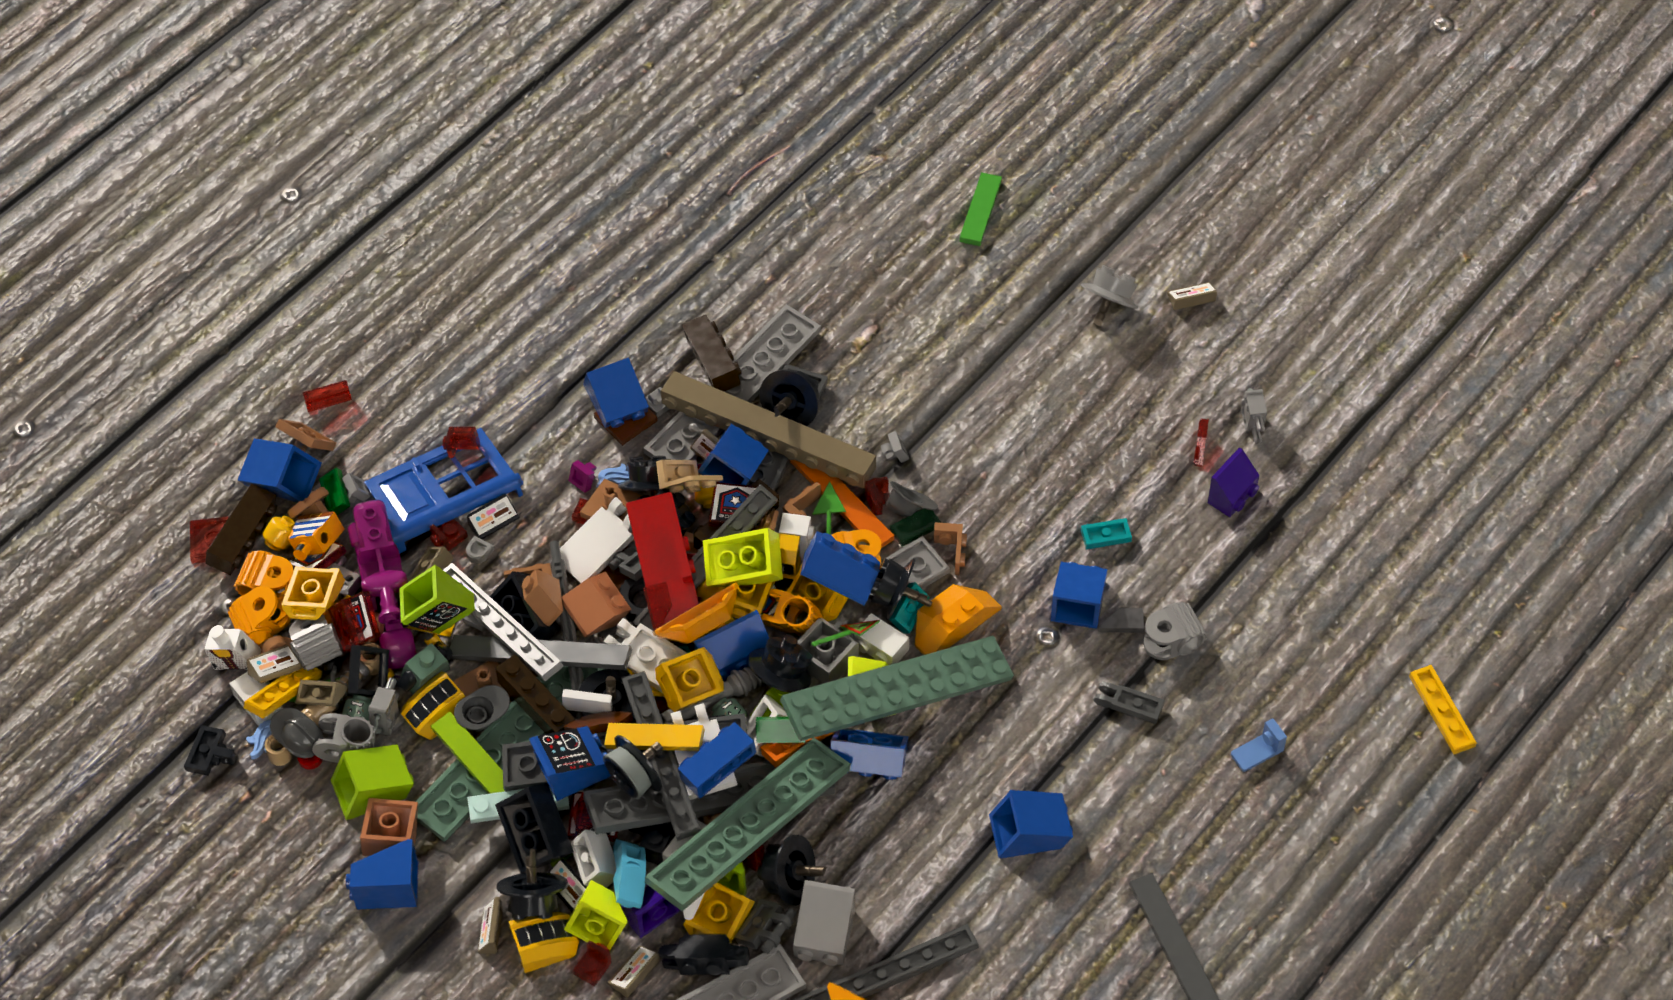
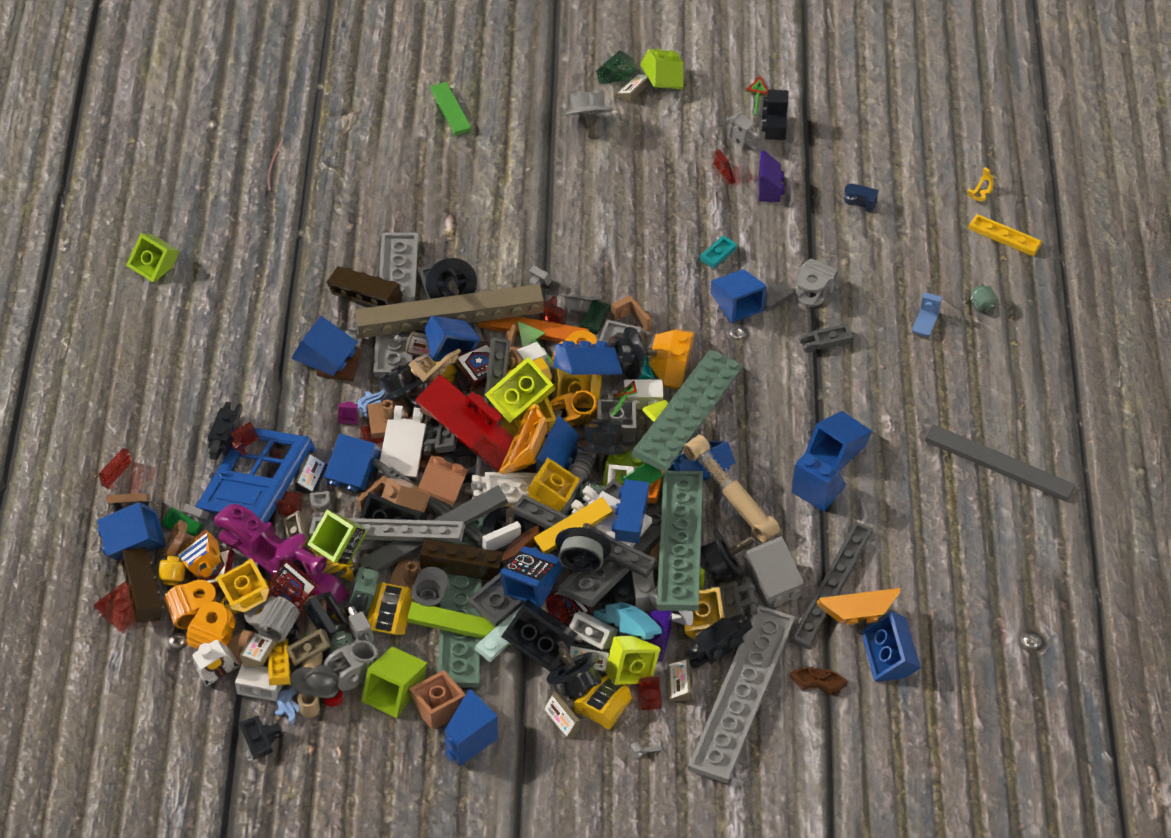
camera: 40 degrees left, 5 degrees down
(459, 413) = (225, 423): none -> black hinge
(532, 529) = (352, 463): none -> blue slope
(552, 198) = (152, 257): none -> lime slope
(863, 805) = (762, 525): none -> tan piece
(964, 853) = (817, 481): none -> blue slope
(1190, 263) = (617, 68): none -> clear green slope
(1235, 293) = (663, 68): none -> lime slope
(1310, 416) = (775, 114): none -> black brick
(1320, 566) = (861, 196): none -> dark blue leg
(1326, 373) = (759, 88): none -> piece
(1343, 767) = (983, 298): none -> sand green head
(1479, 628) = (986, 176): none -> yellow helmet

